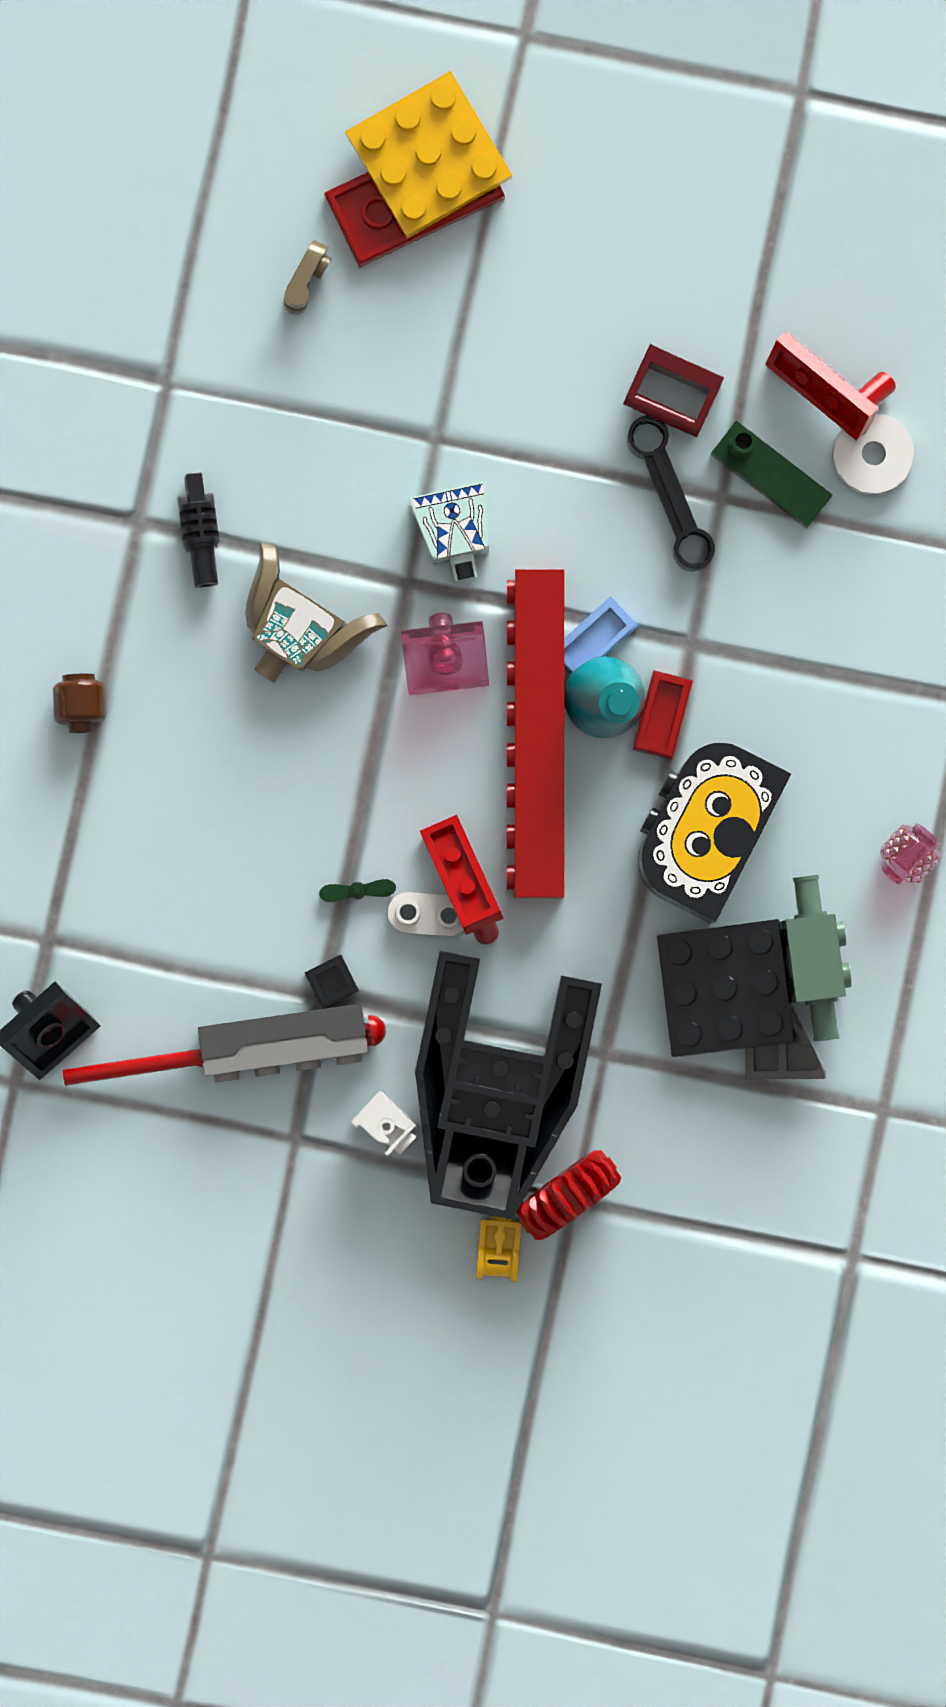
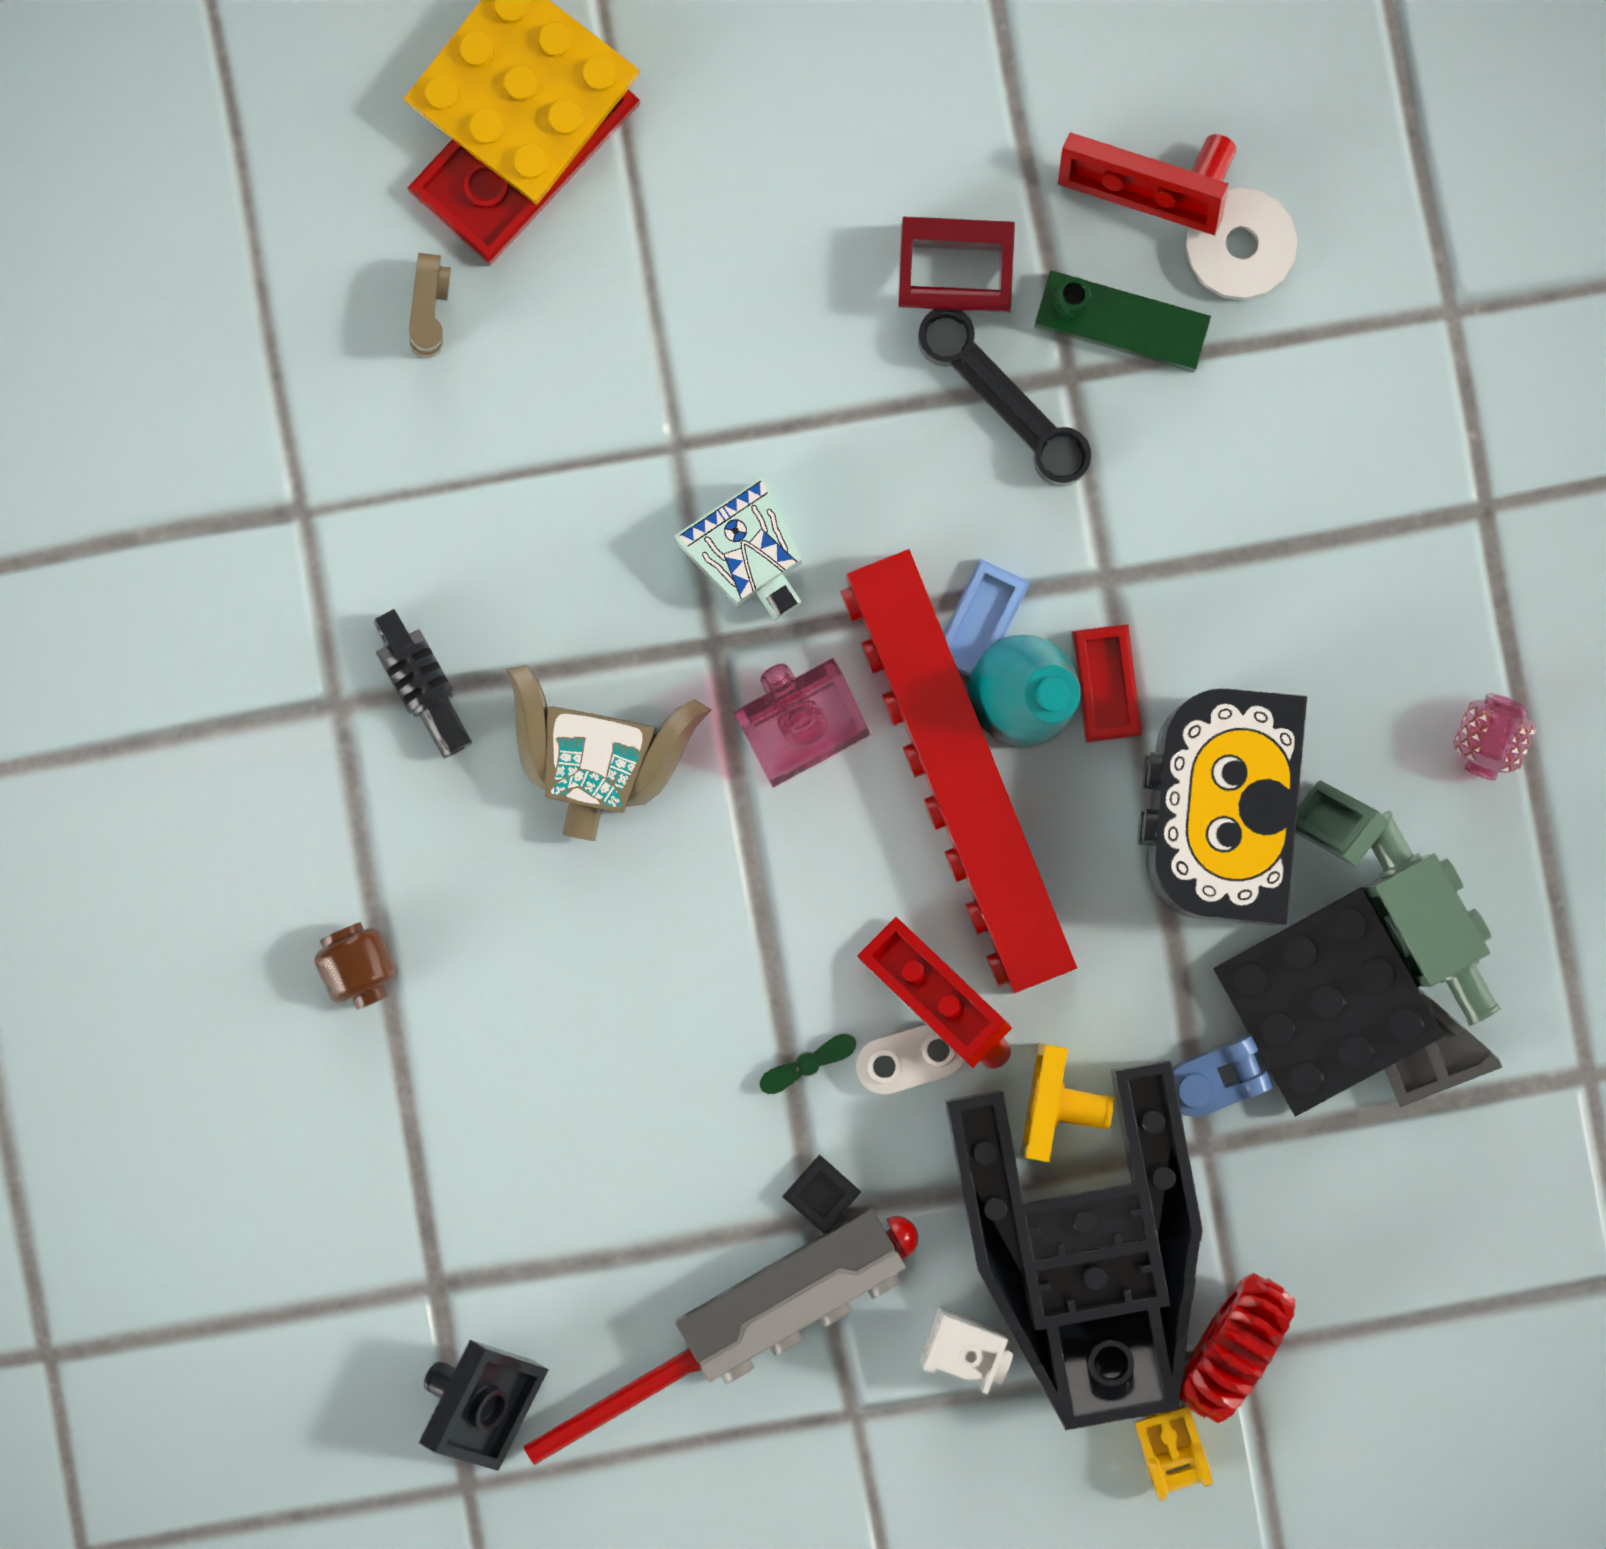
camera: 25 degrees left, 0 degrees up
(514, 983) = (1054, 1104): none -> yellow tile
(616, 1010) = (1201, 1085): none -> medium blue plate
(779, 869) = (1339, 823): none -> sand green tile

